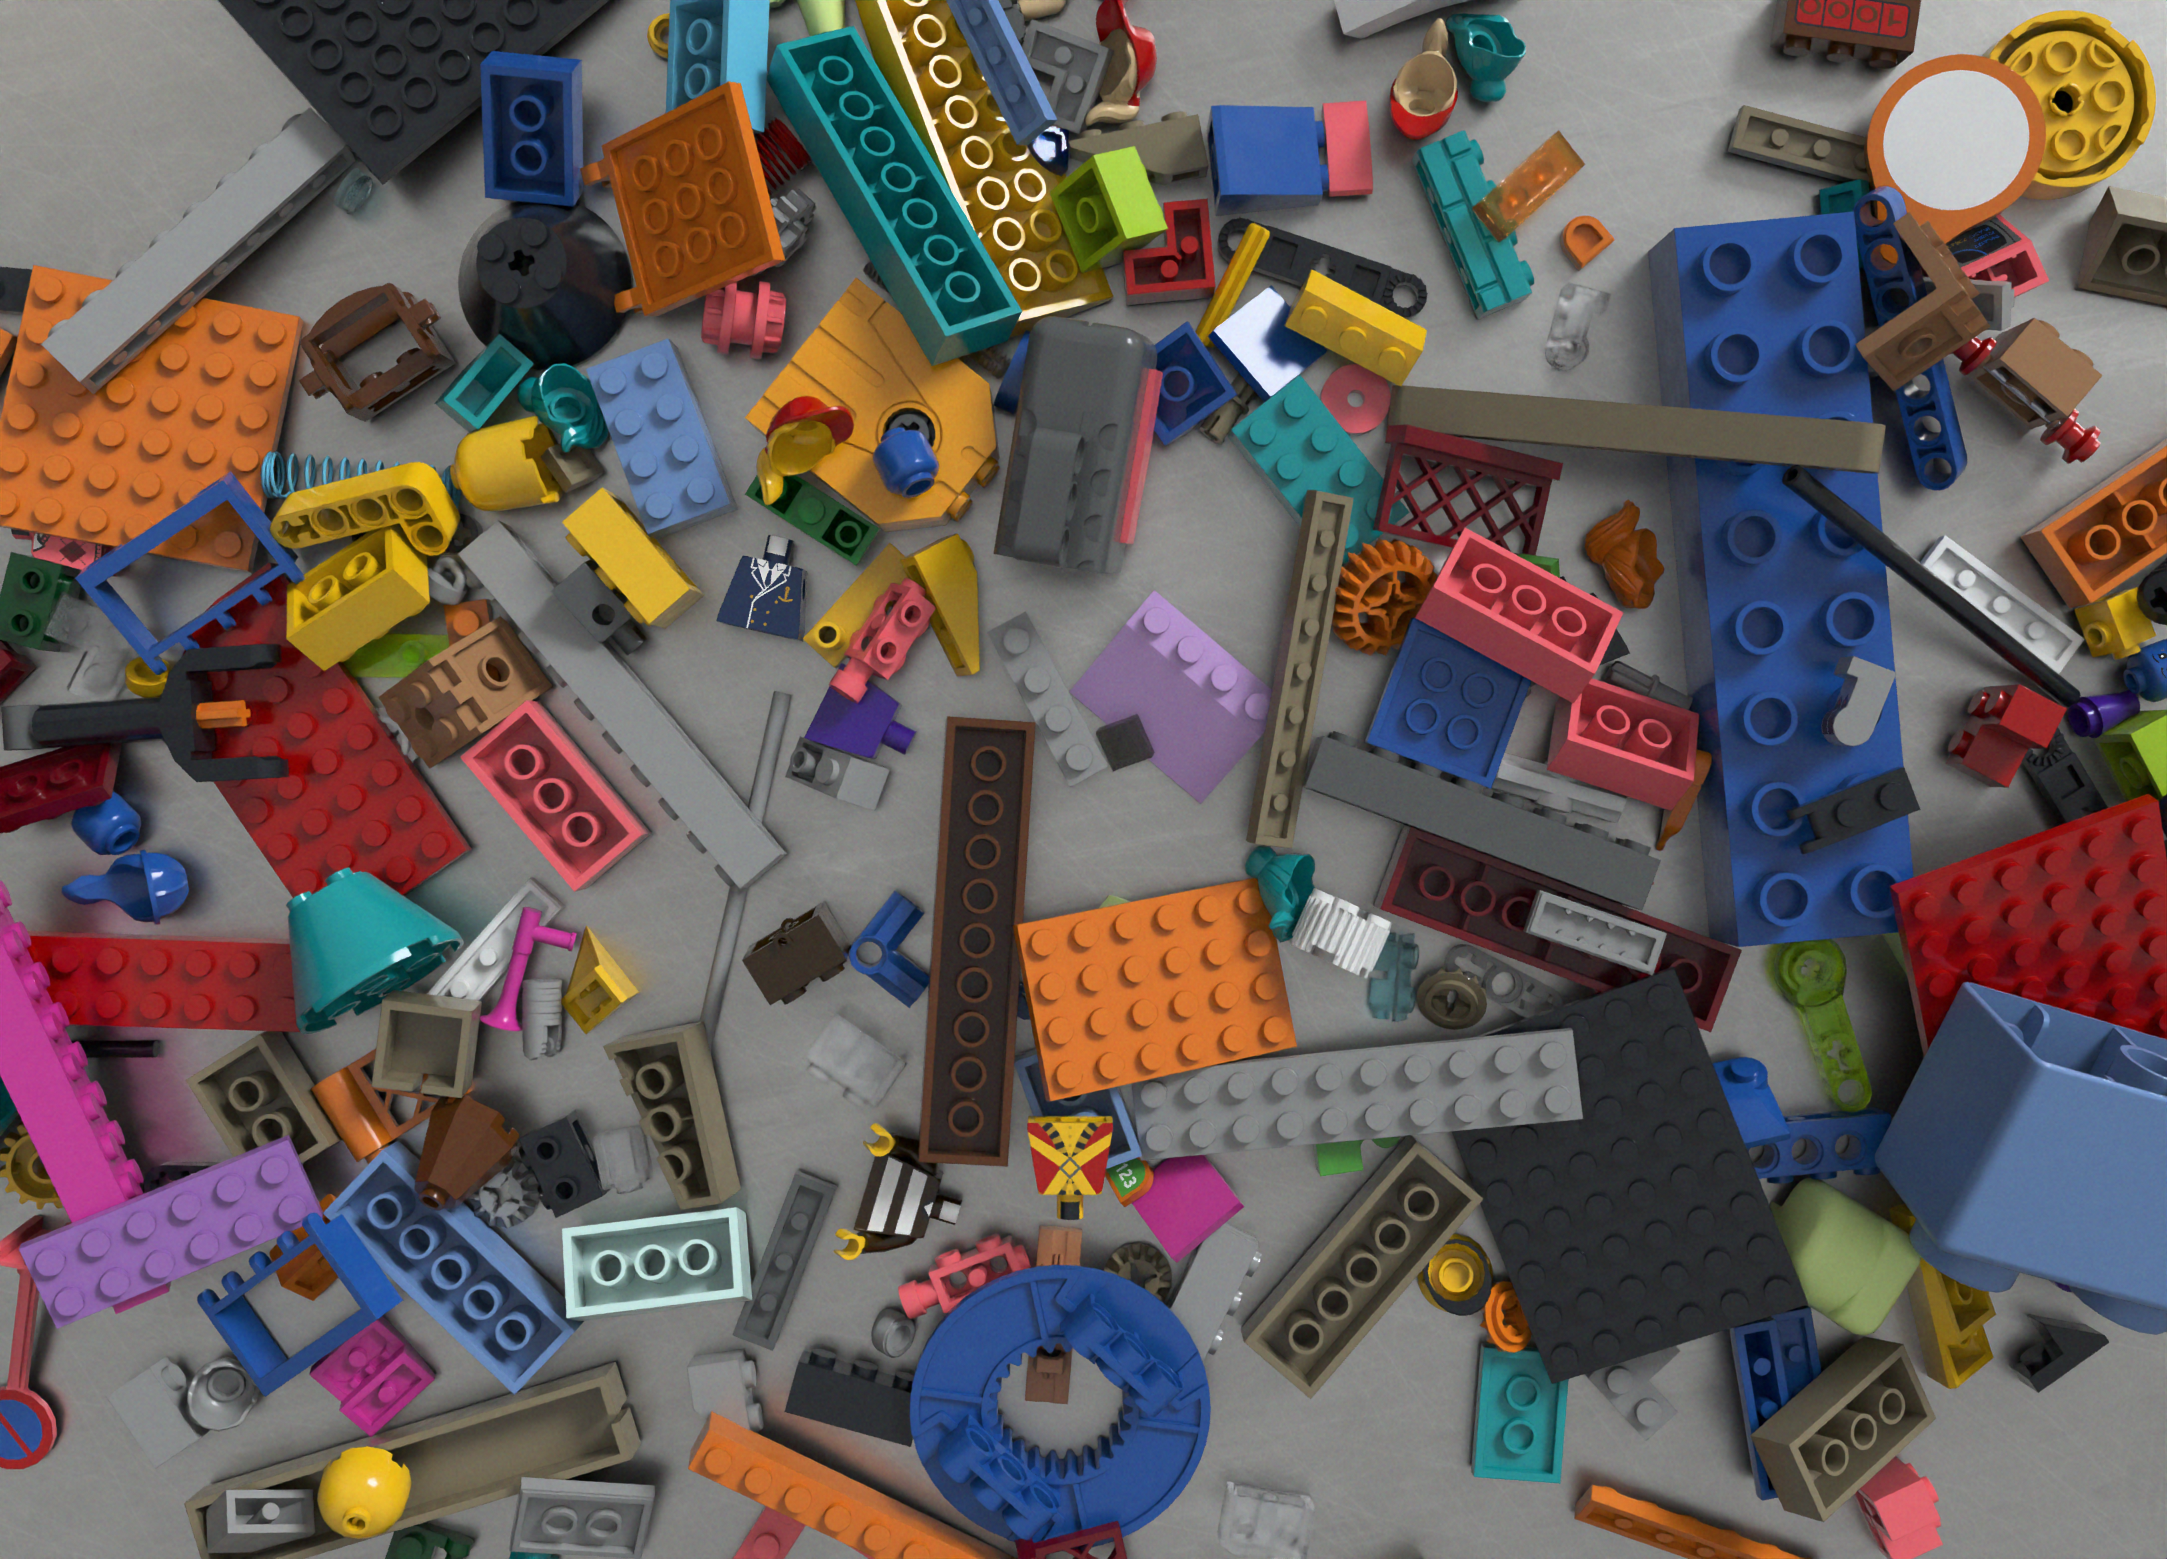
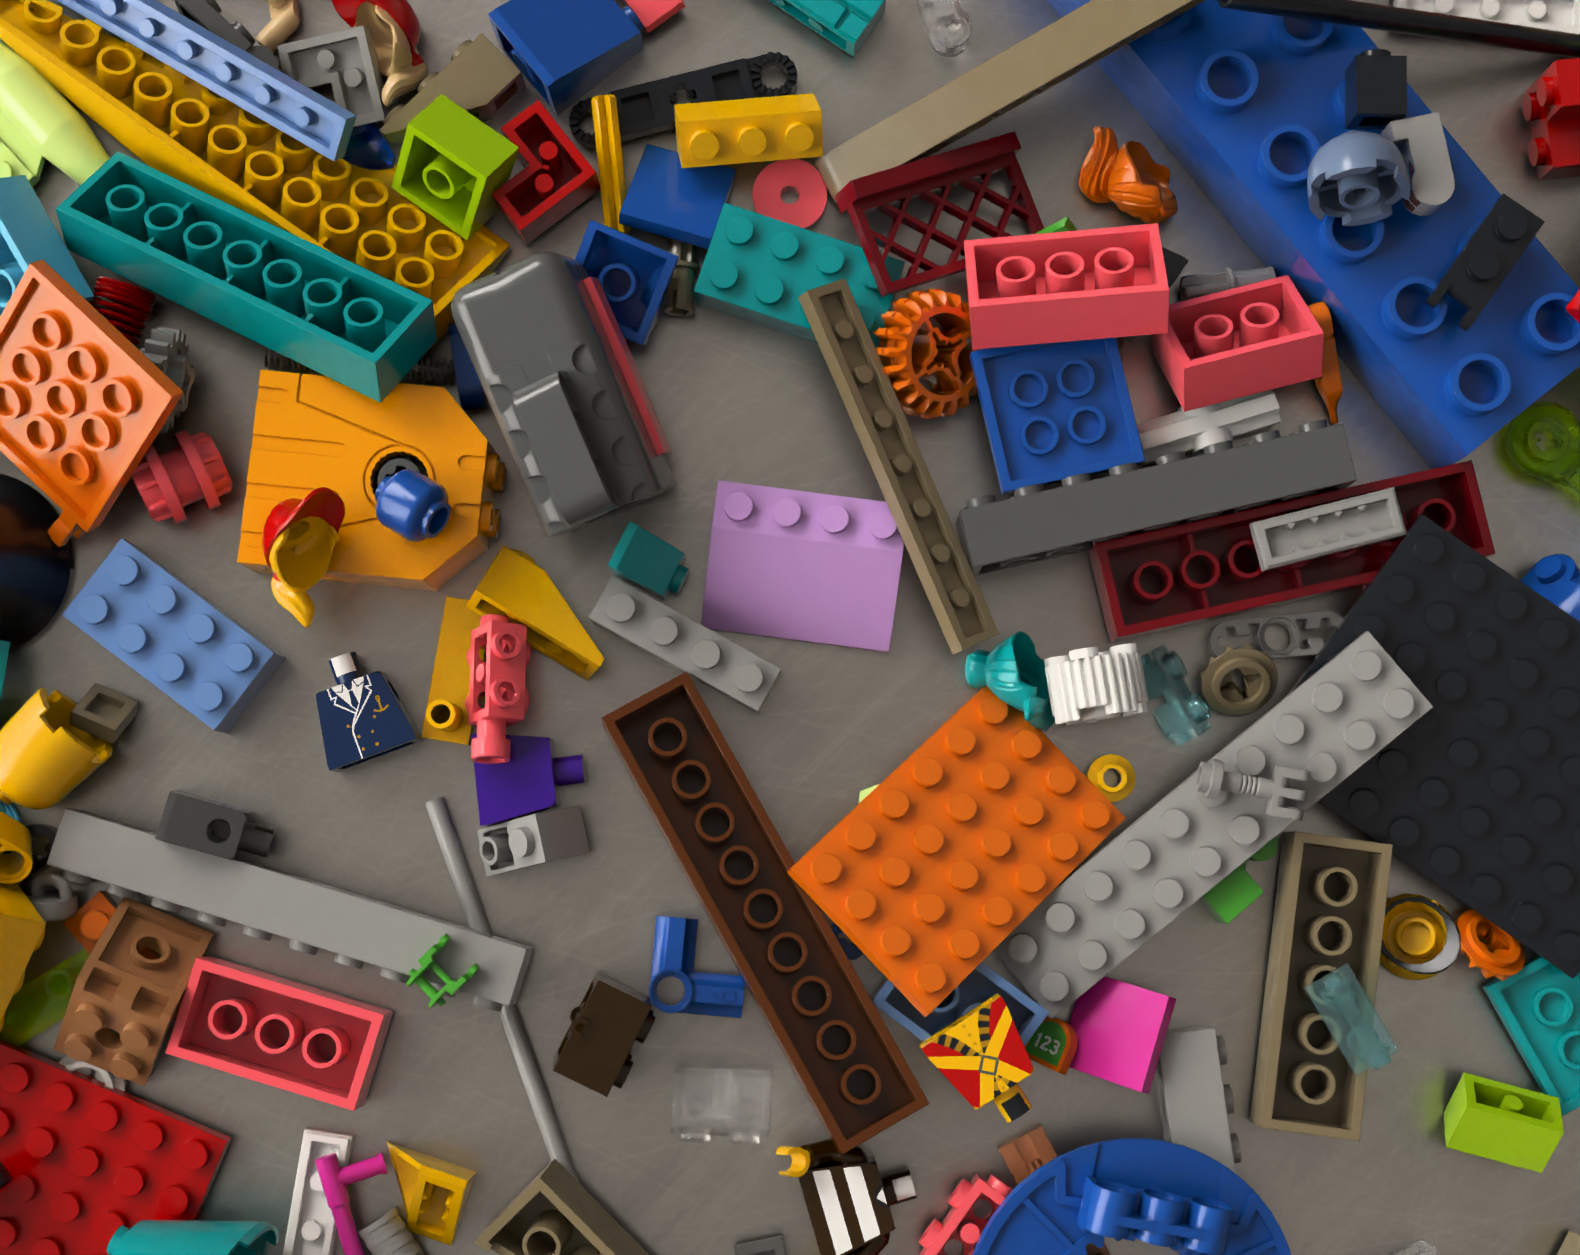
camera: 30 degrees left, 5 degrees down
(566, 405) = (64, 661): teal hair -> none
(631, 560) = (213, 765): yellow brick -> none
(707, 846) = (429, 961): none -> bright green piece
(819, 517) = (363, 614): green slope -> none
(1061, 619) = (648, 562): none -> teal slope
(1125, 742) = (782, 639): clear smoke tile -> none
(1148, 1261) = (1120, 1113): dark tan gear -> none
(1320, 1012) = (1122, 766): none -> yellow plate
(1364, 1308) = (1352, 1020): none -> clear light blue hinge
(1380, 1064) = (1213, 778): none -> light grey hinge
(1427, 1453) = (1503, 1122): none -> lime brick
(1798, 682) = (1357, 178): none -> sand blue cylinder
(1860, 622) = (1375, 90): none -> black brick

